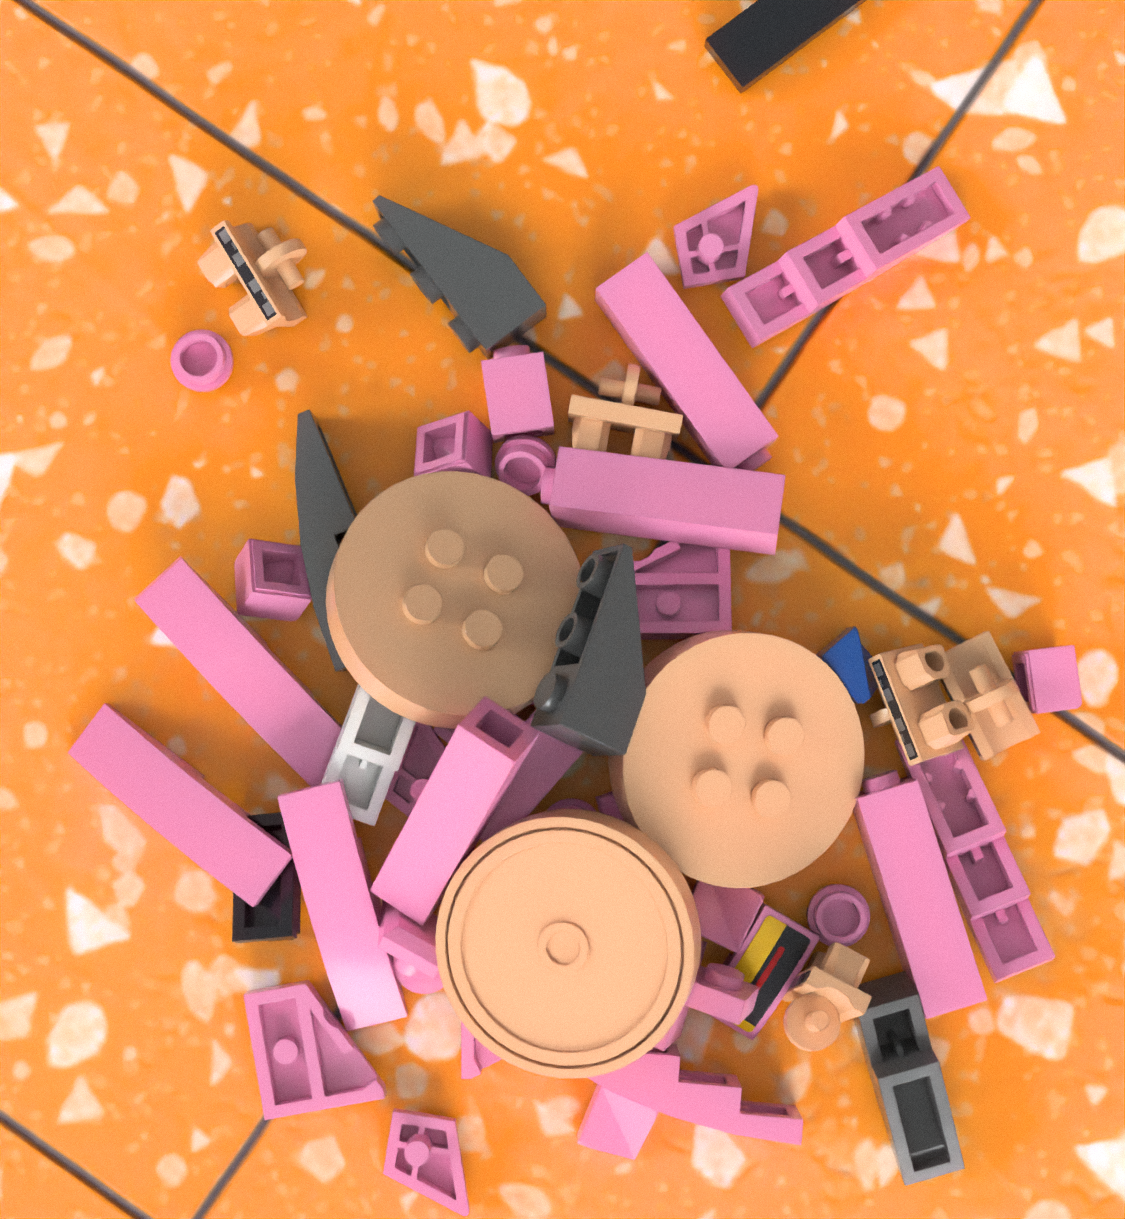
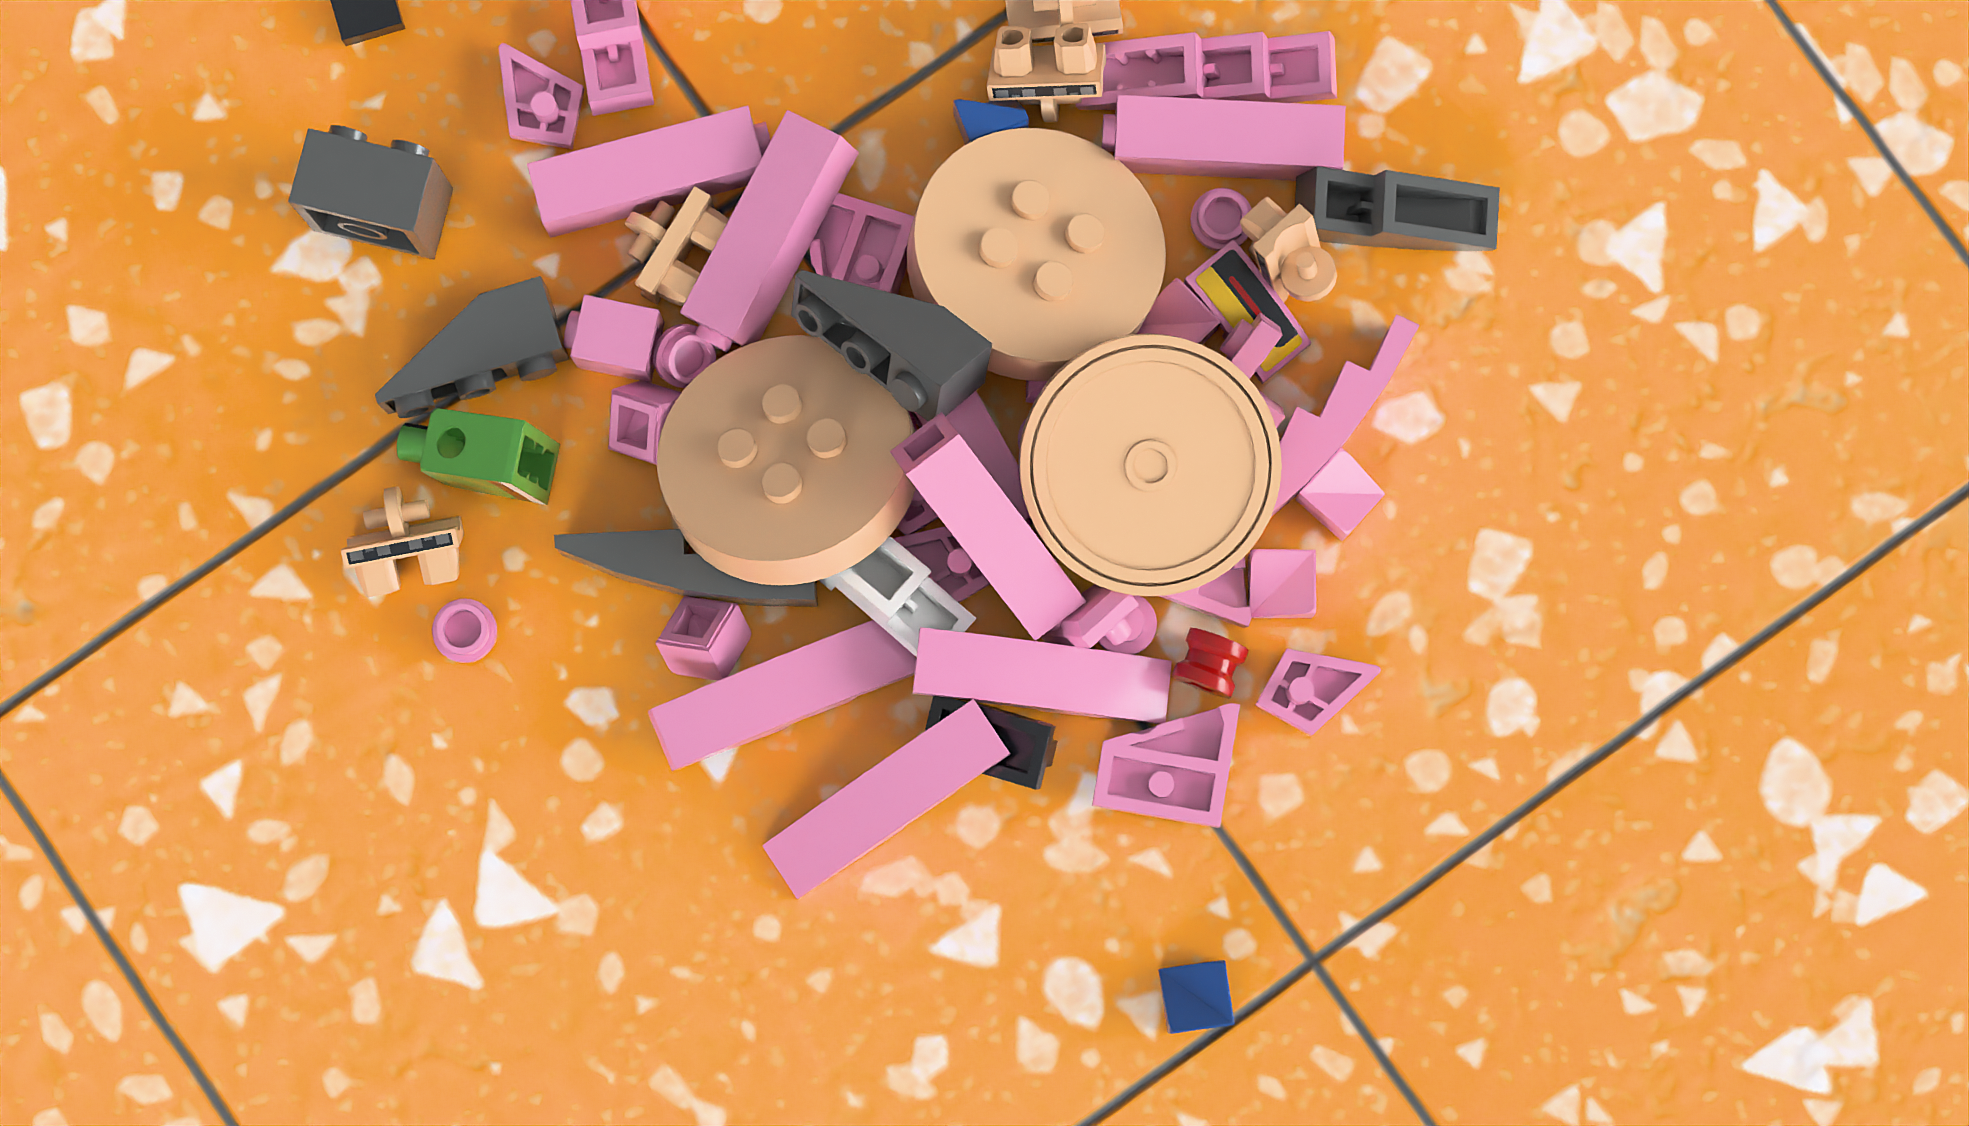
camera: 70 degrees left, 5 degrees down
(103, 1152) = (1196, 996): none -> blue slope
(361, 315) = (482, 454): none -> bright green torso
(414, 1056) = (1210, 662): none -> red wheel
(513, 1099) = (1282, 583): none -> bright pink slope
(566, 110) = (371, 191): none -> dark grey brick

